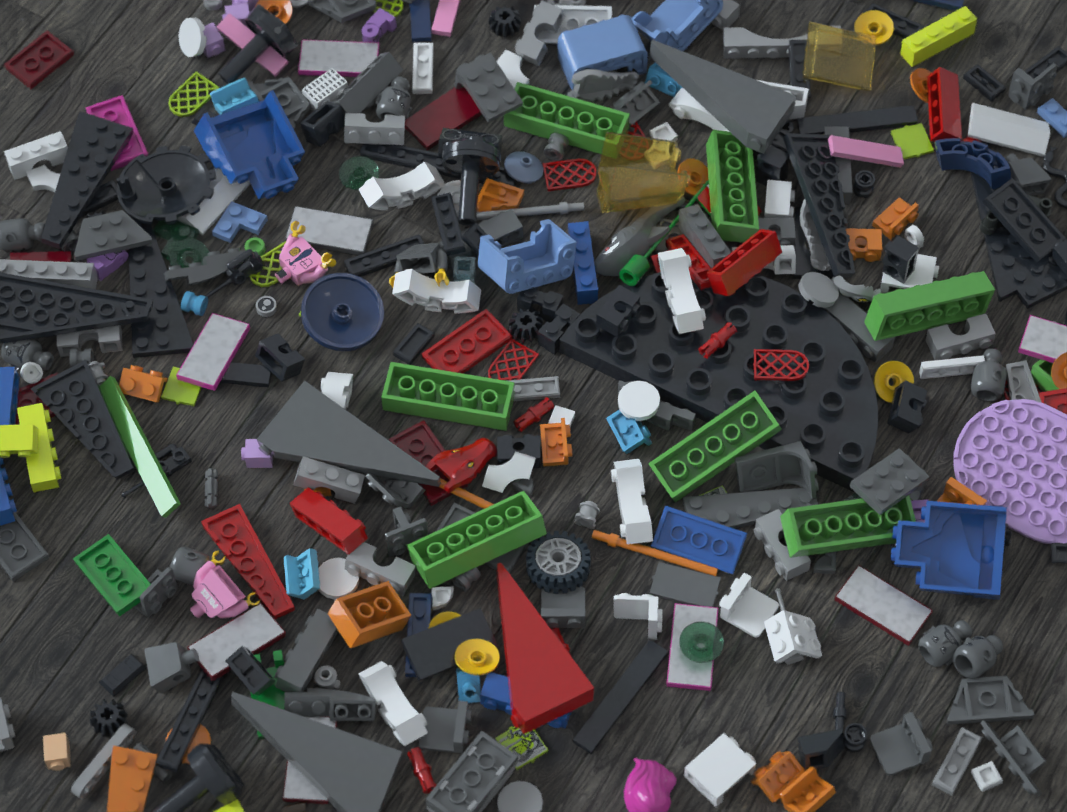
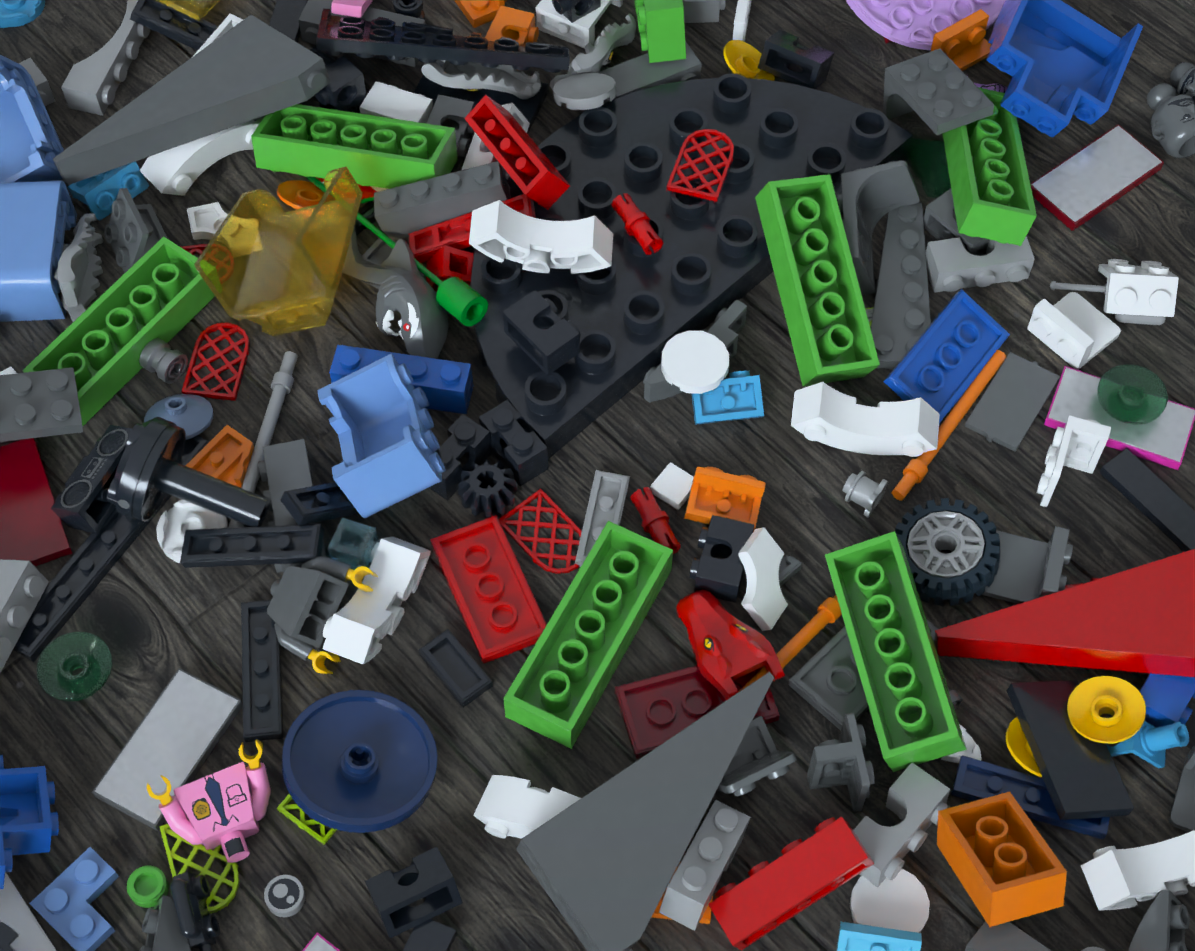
camera: 75 degrees left, 0 degrees up
(402, 189) = (141, 609): white brick -> none

